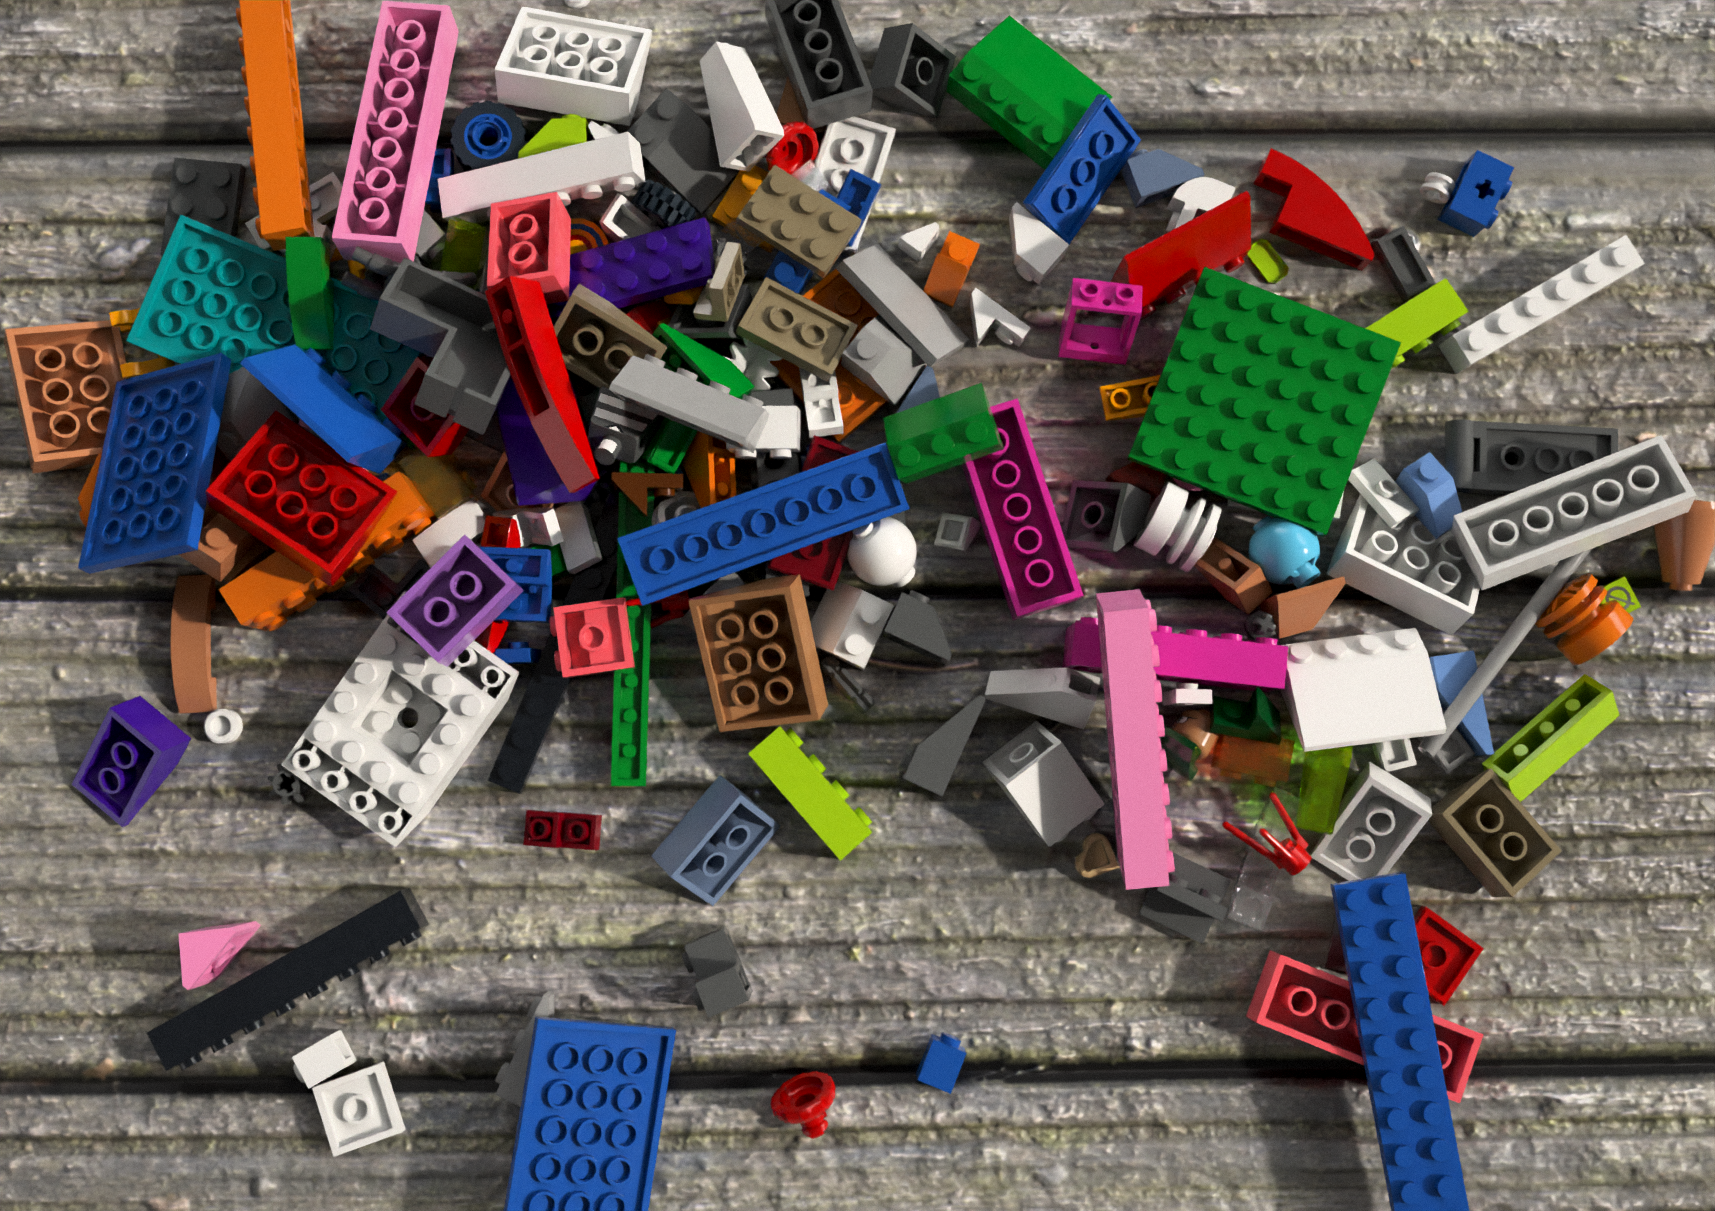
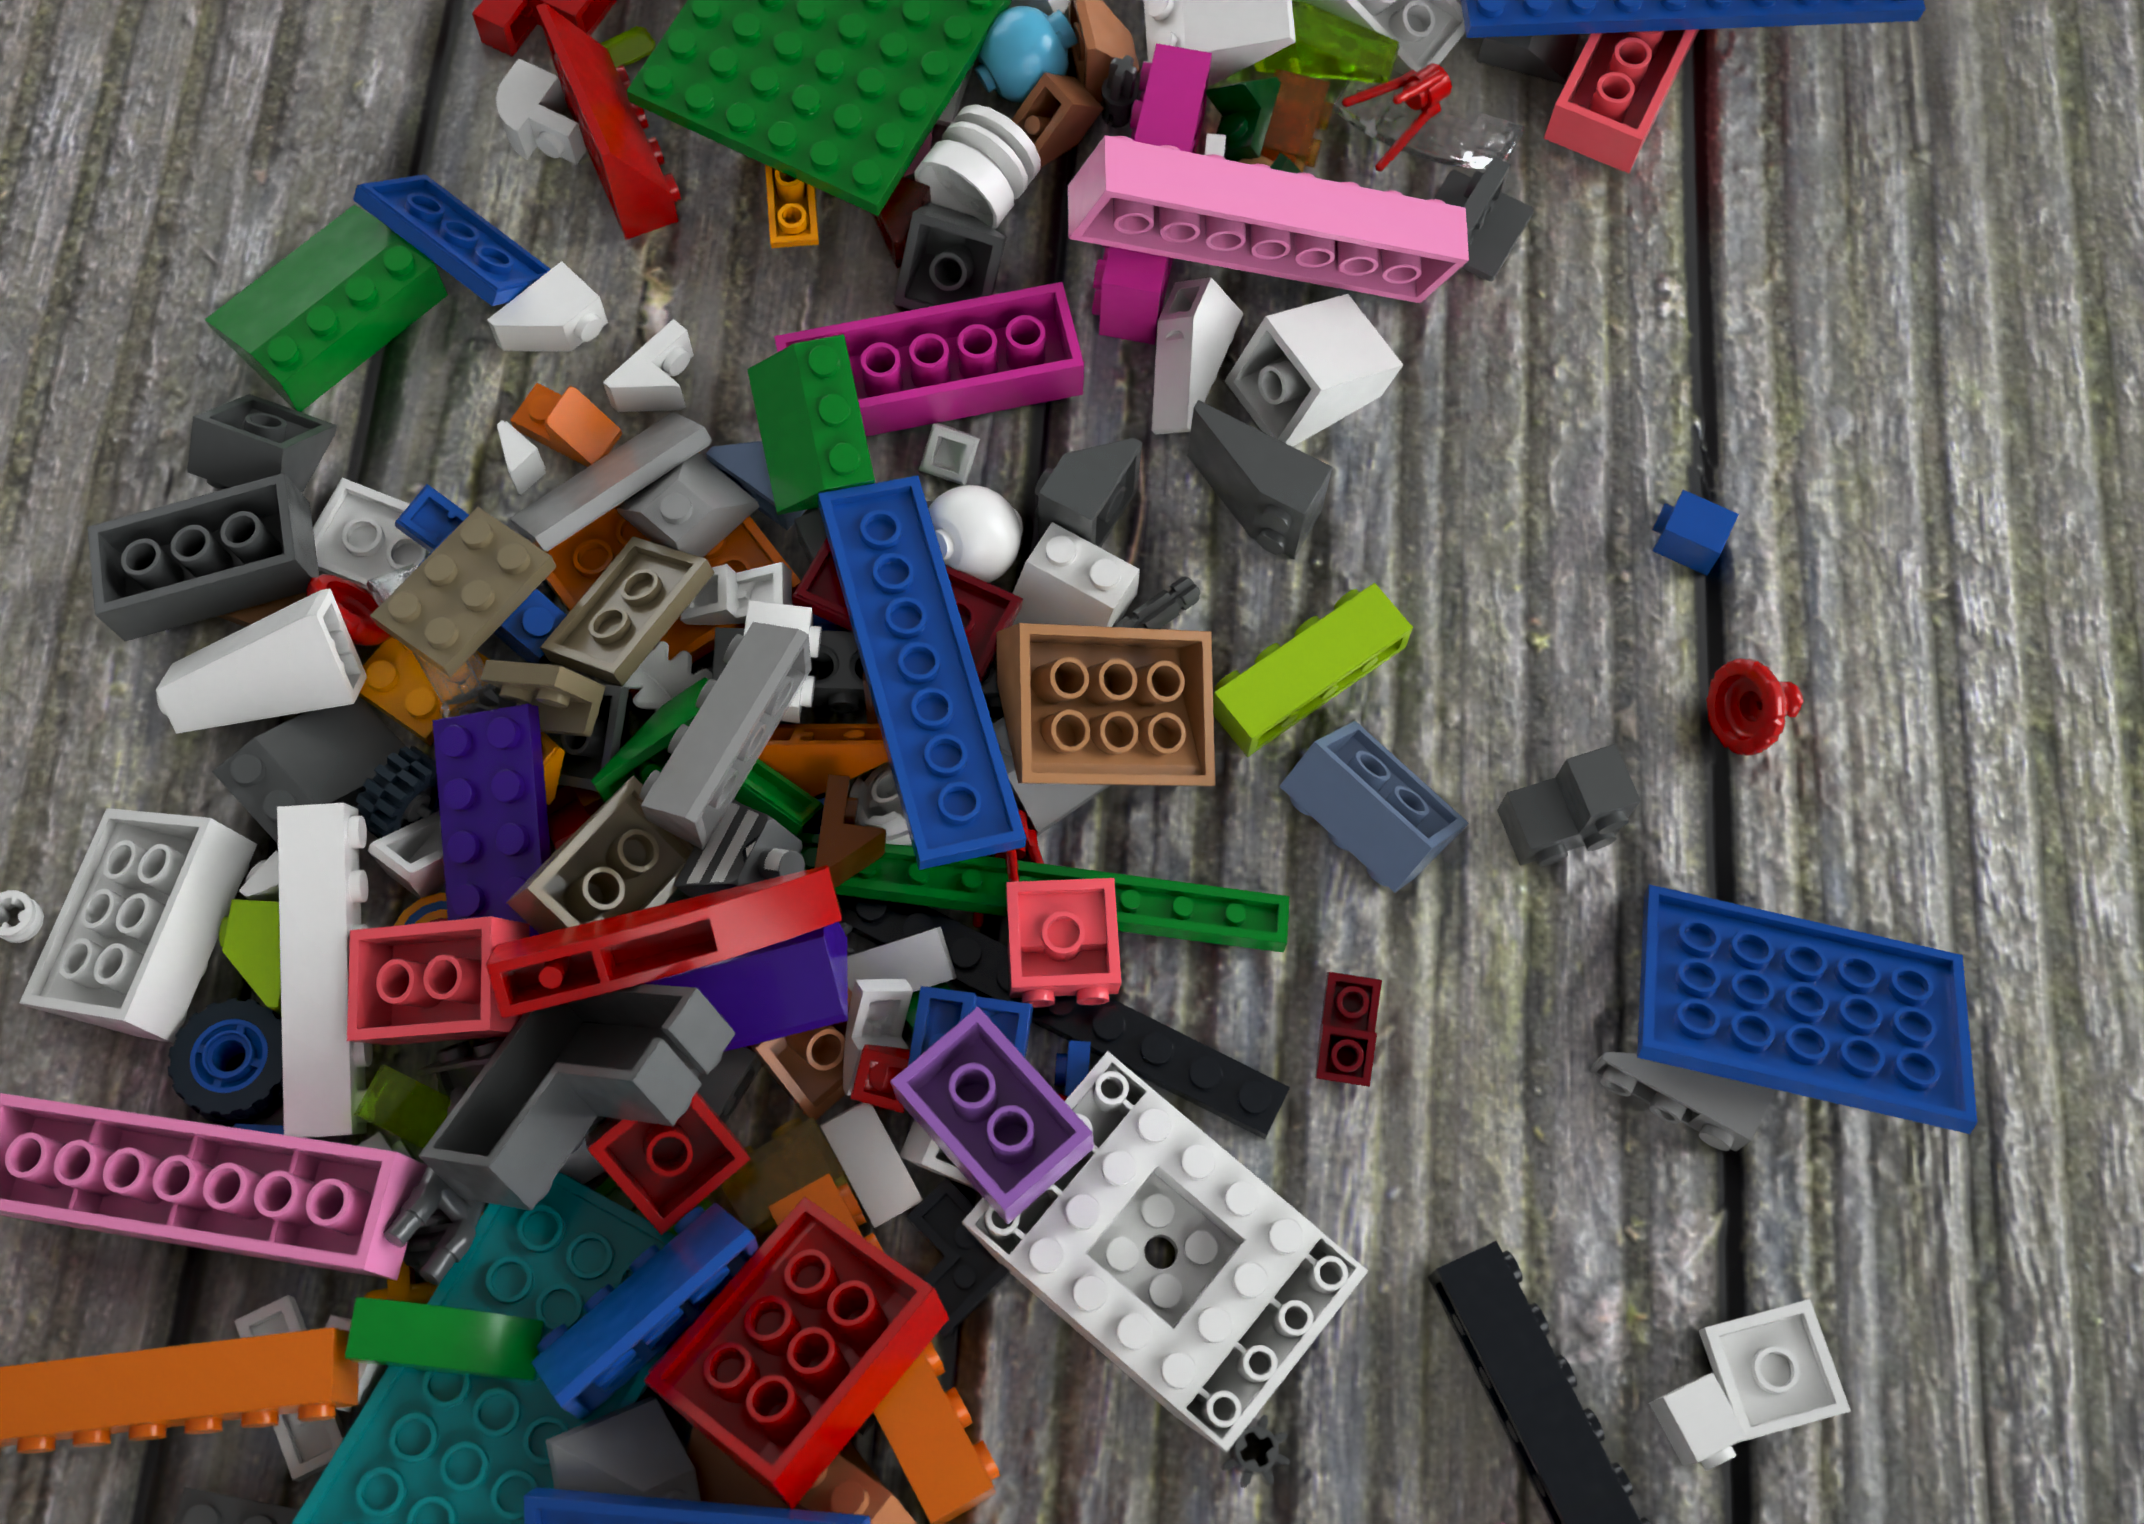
camera: 85 degrees left, 15 degrees down
(1096, 856) = (1414, 324): tan tile -> none
(1112, 343) = (689, 272): dark pink window -> none
(1156, 175) = (480, 157): sand blue slope -> none

